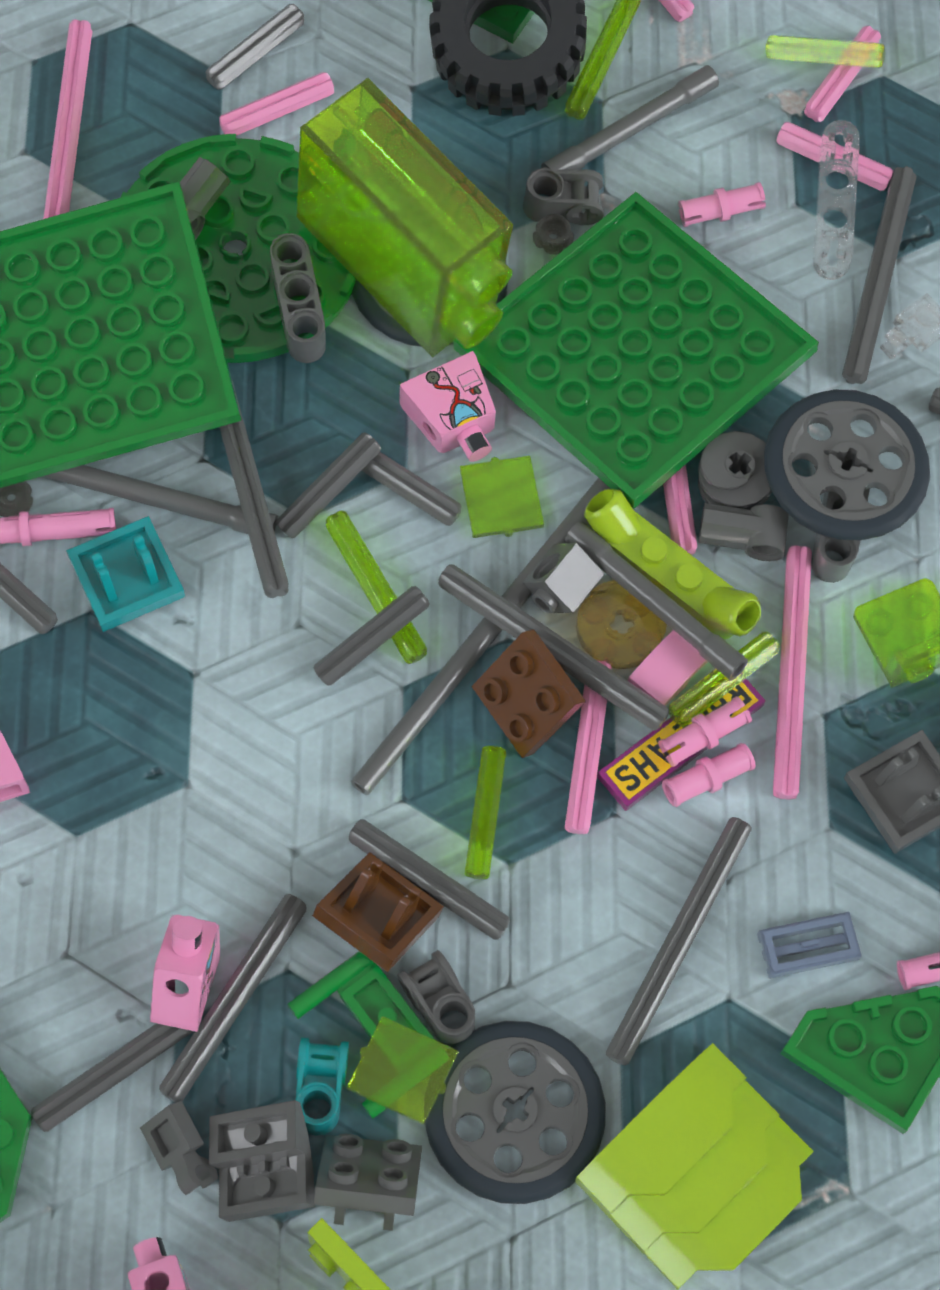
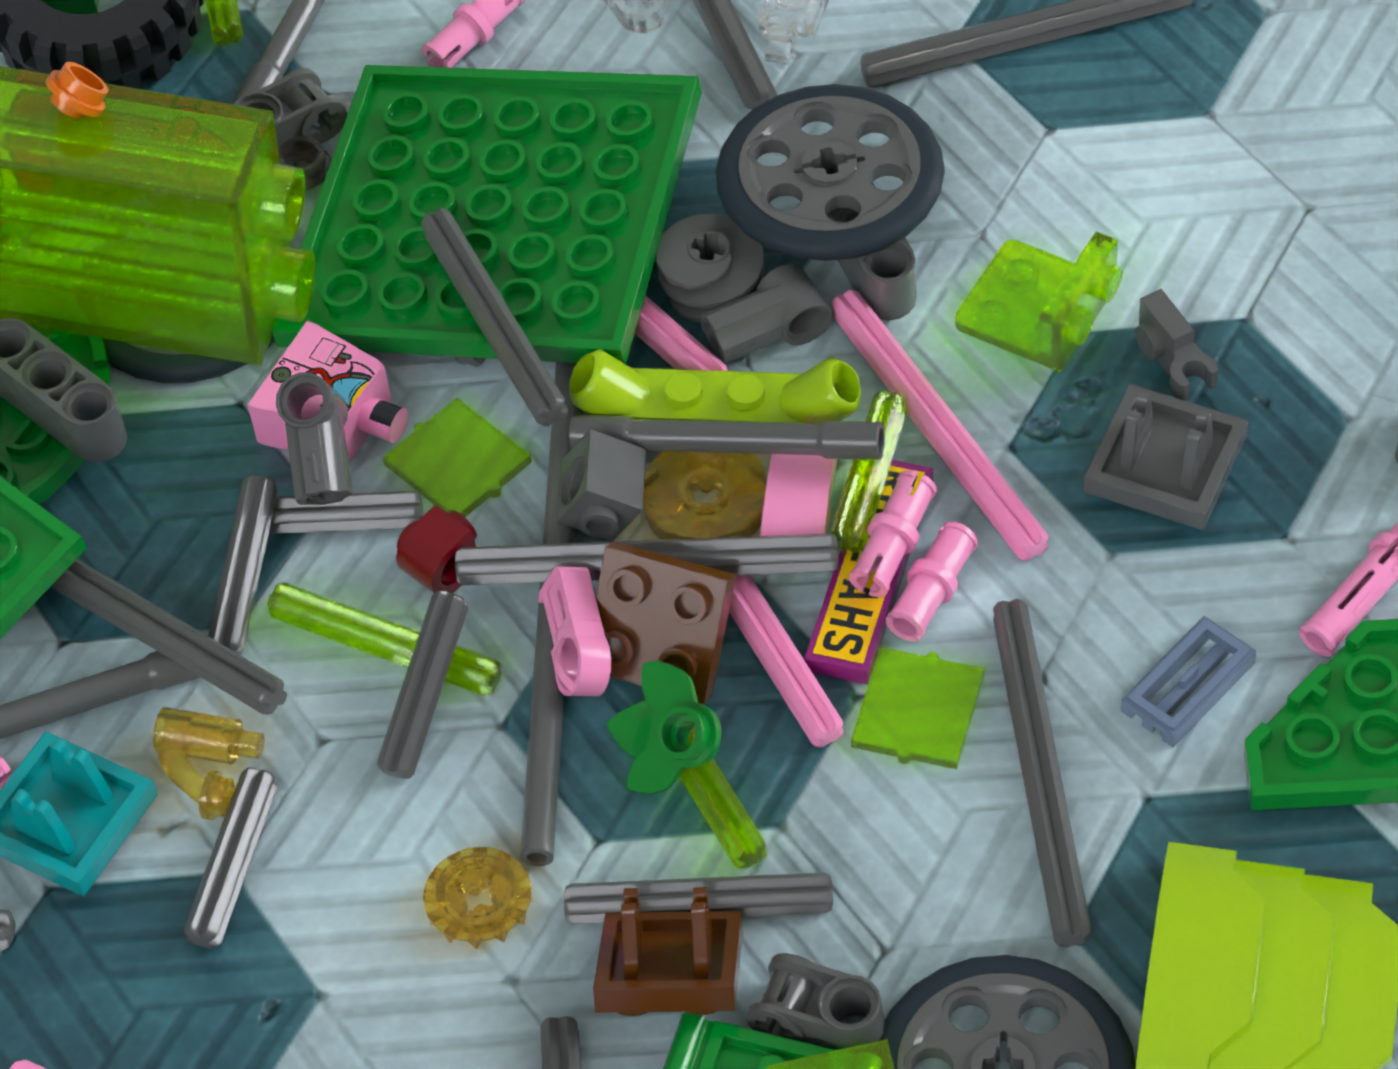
camera: 25 degrees left, 15 degrees down
(195, 666) = (230, 858): none -> axle
(225, 571) = (204, 737): none -> clear yellow plant
(318, 770) = (470, 873): none -> clear yellow gear
(403, 138) = (77, 91): none -> orange plate
(416, 442) = (316, 443): none -> dark grey piece
(440, 548) = (430, 545): none -> dark red plate
(472, 677) = (580, 645): none -> bright pink piece
(481, 759) = (659, 729): none -> green plate
(577, 426) = (494, 317): none -> dark grey axle
(642, 847) = (918, 708): none -> clear neon green piece

